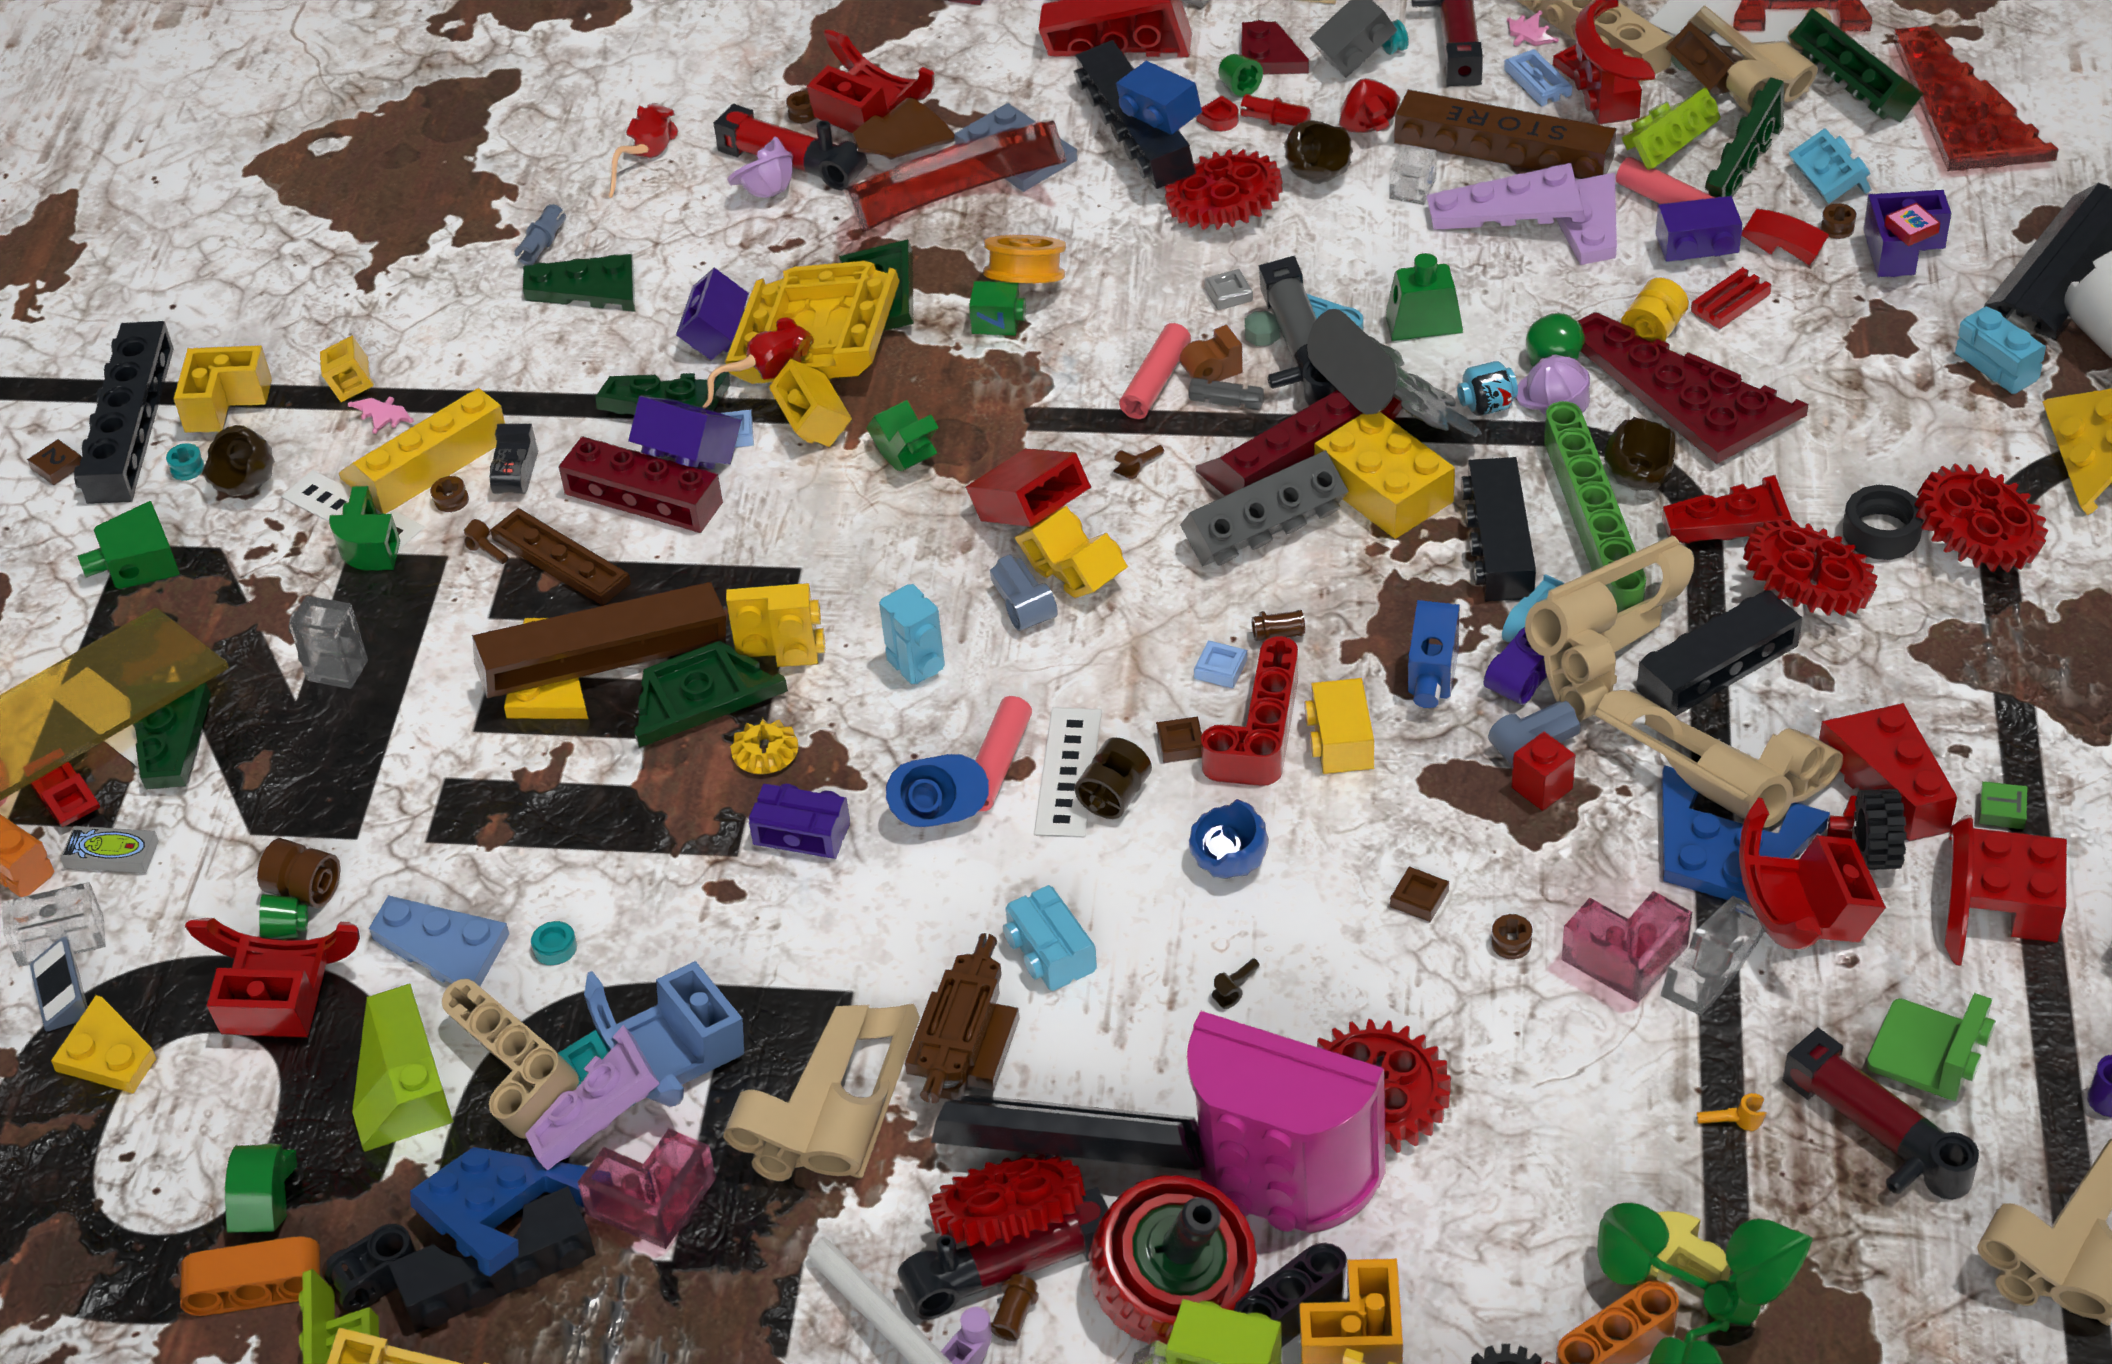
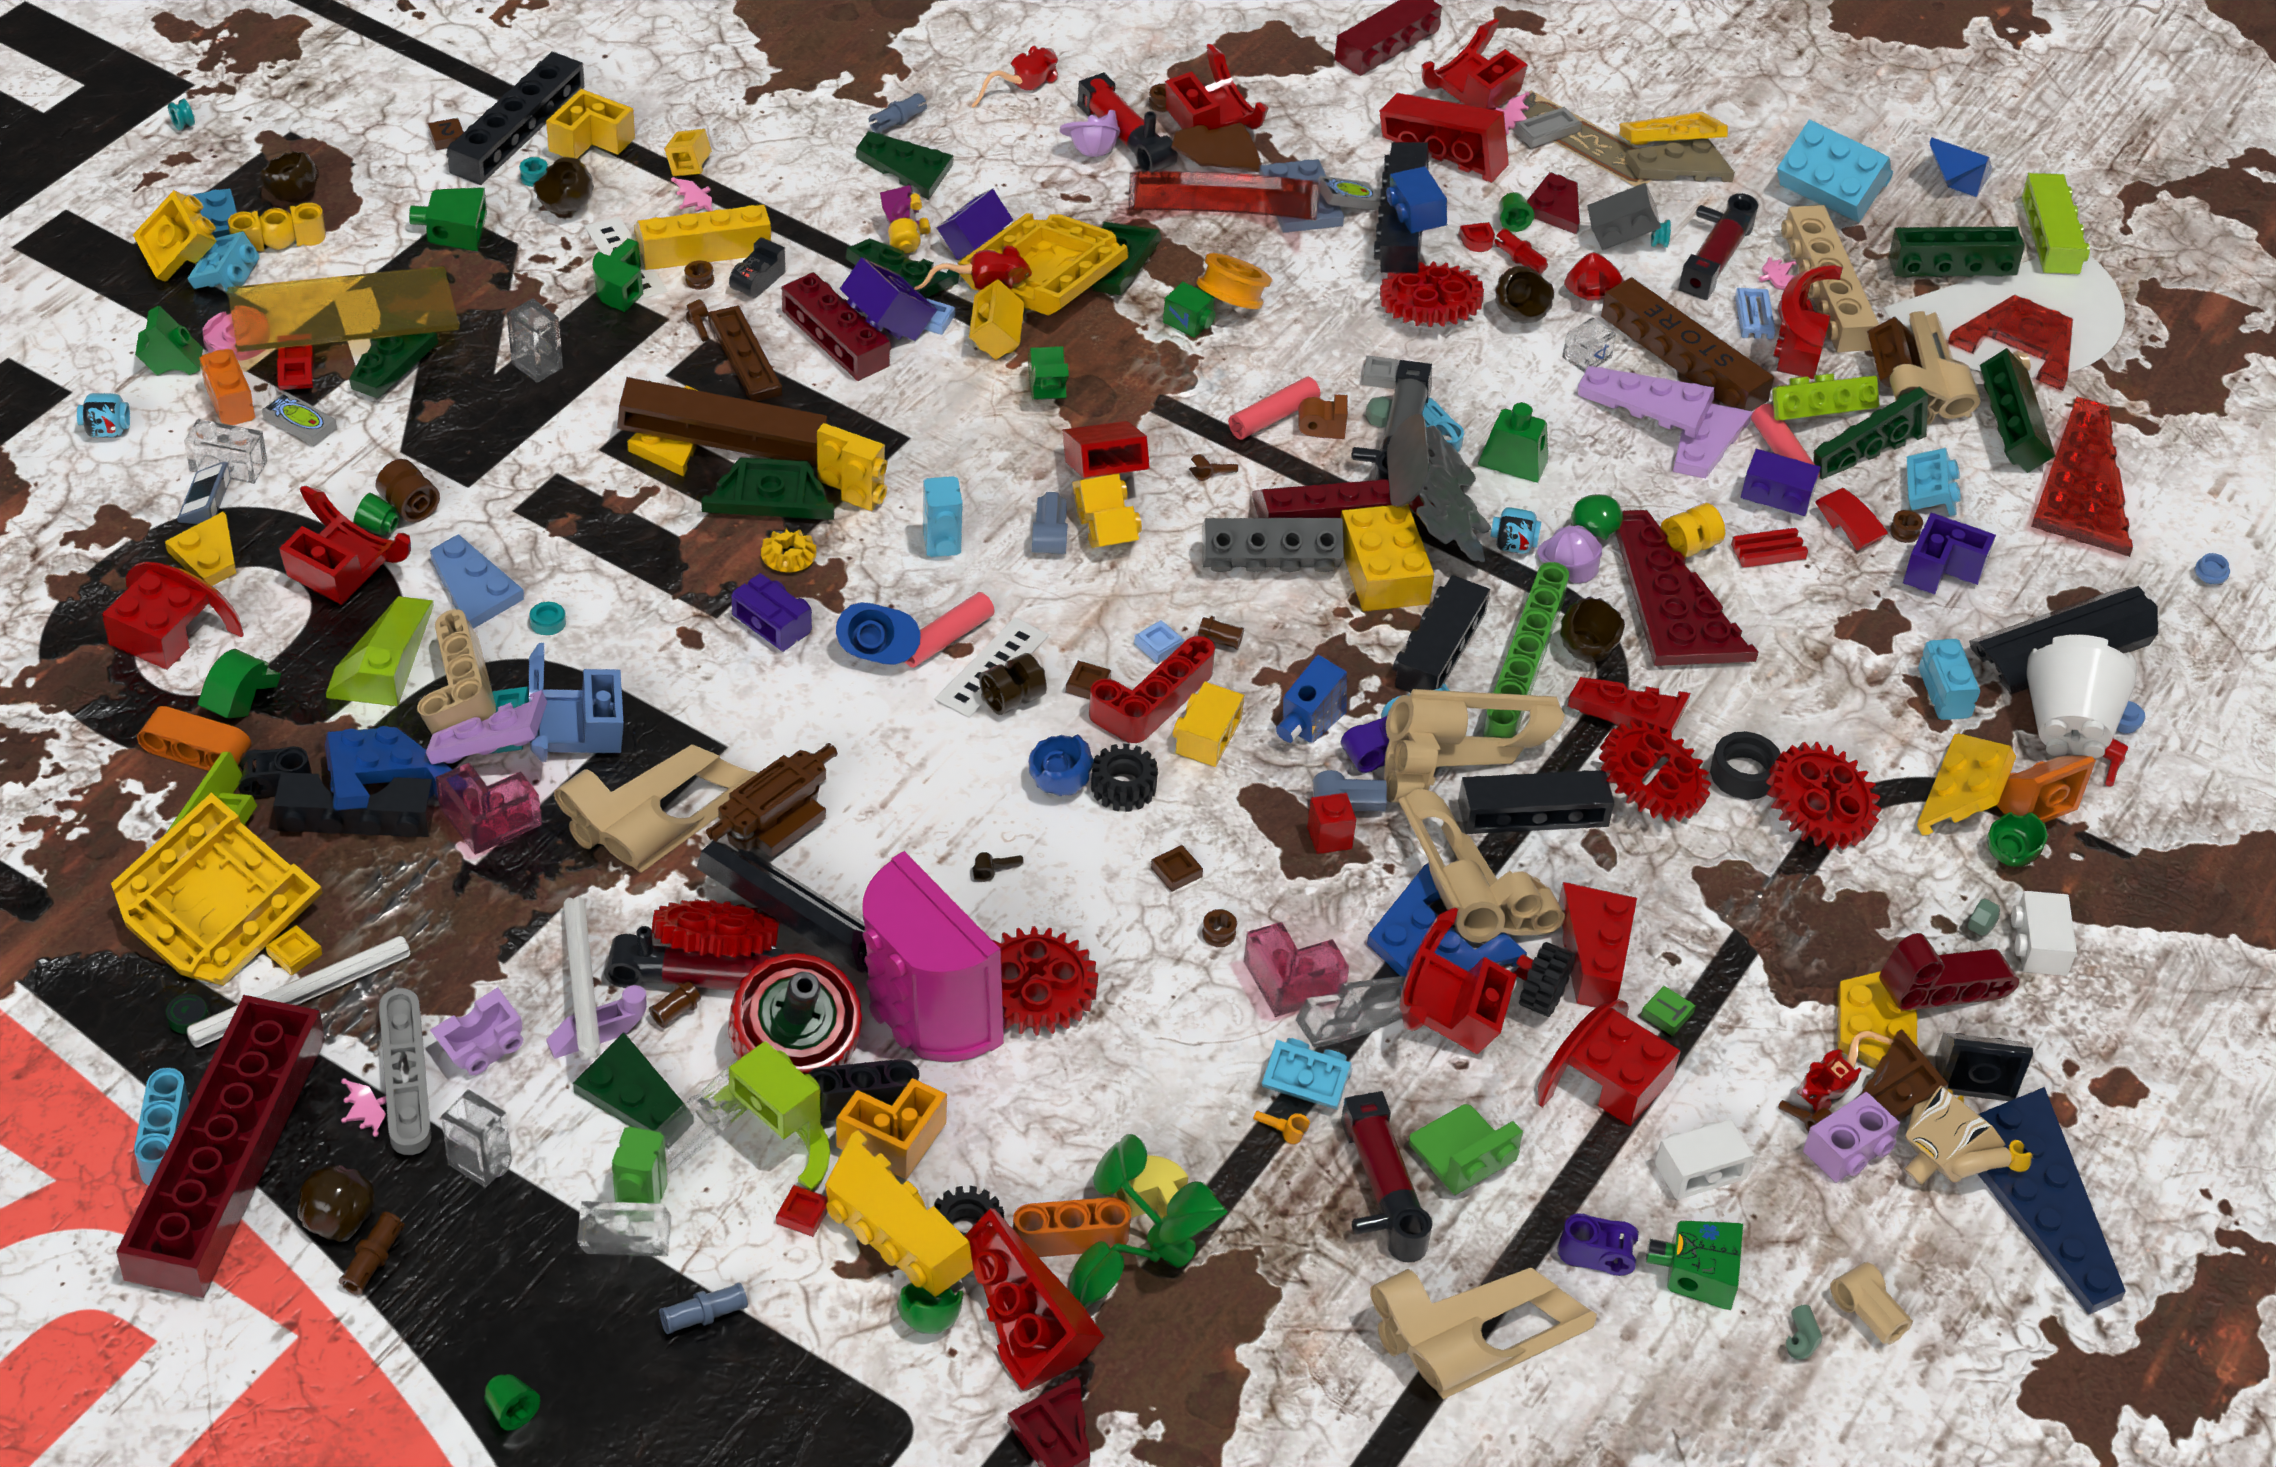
camera: 20 degrees right, 0 degrees up
(106, 1144) = (156, 609): none -> red piece
(622, 338) = (900, 211): none -> piece
(1049, 938) = (885, 773): medium azure brick -> none
(1071, 122) = (1348, 193): none -> light grey tile
(1226, 393) = (1316, 448): dark grey axle -> none
(1299, 805) = (1124, 792): none -> black tyre
(1722, 1046) = (1307, 1073): none -> medium azure bracket
(1912, 224) = (1943, 549): tile -> none

